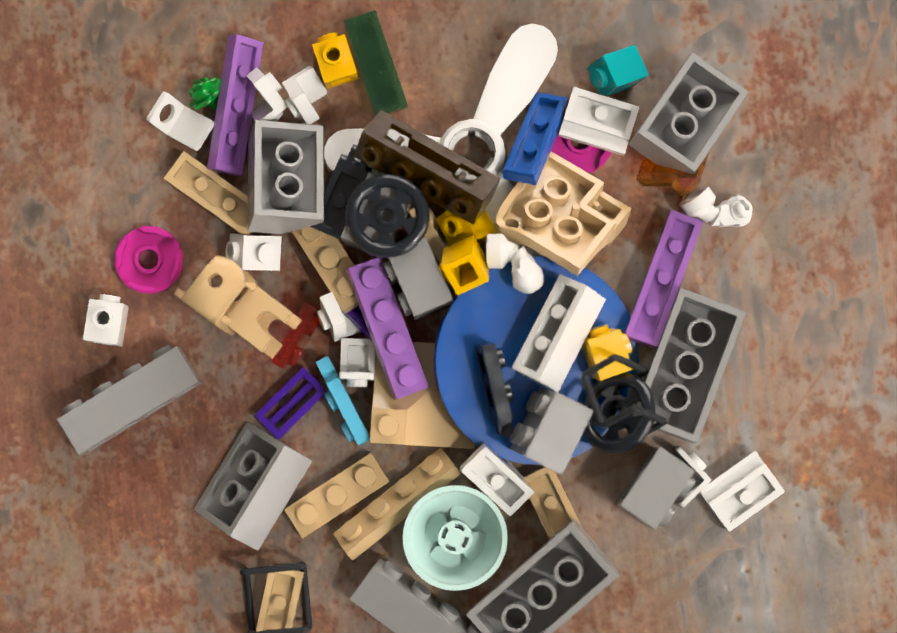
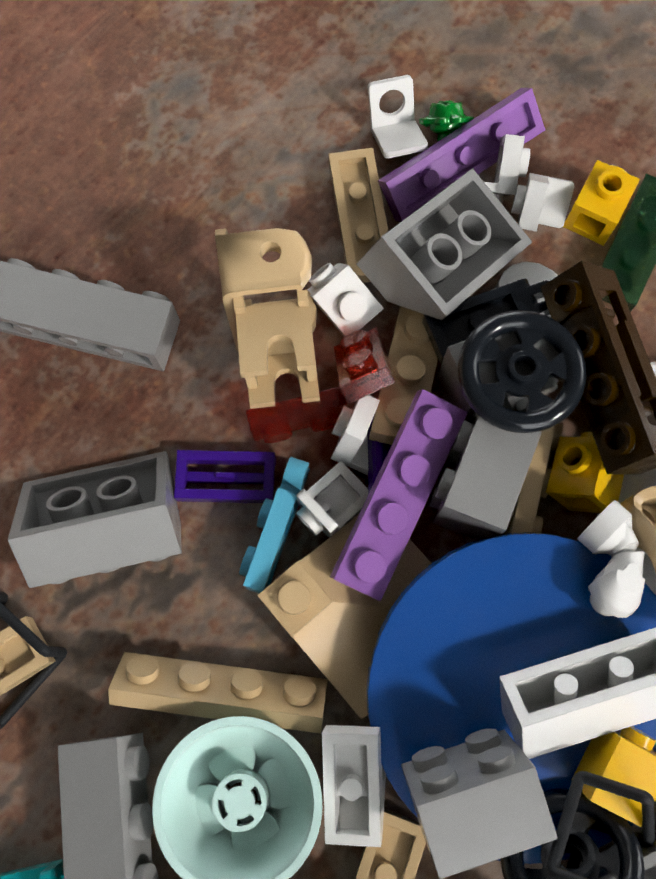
camera: 45 degrees right, 10 degrees down
(106, 321) = (138, 226): white brick -> none
(163, 274) = (232, 193): dark pink tile -> none
(303, 280) = (362, 364): none -> clear red plate
(337, 495) = (171, 616): tan plate -> none
(464, 265) = (553, 508): yellow brick -> none
(497, 391) = (454, 684): black hinge -> none

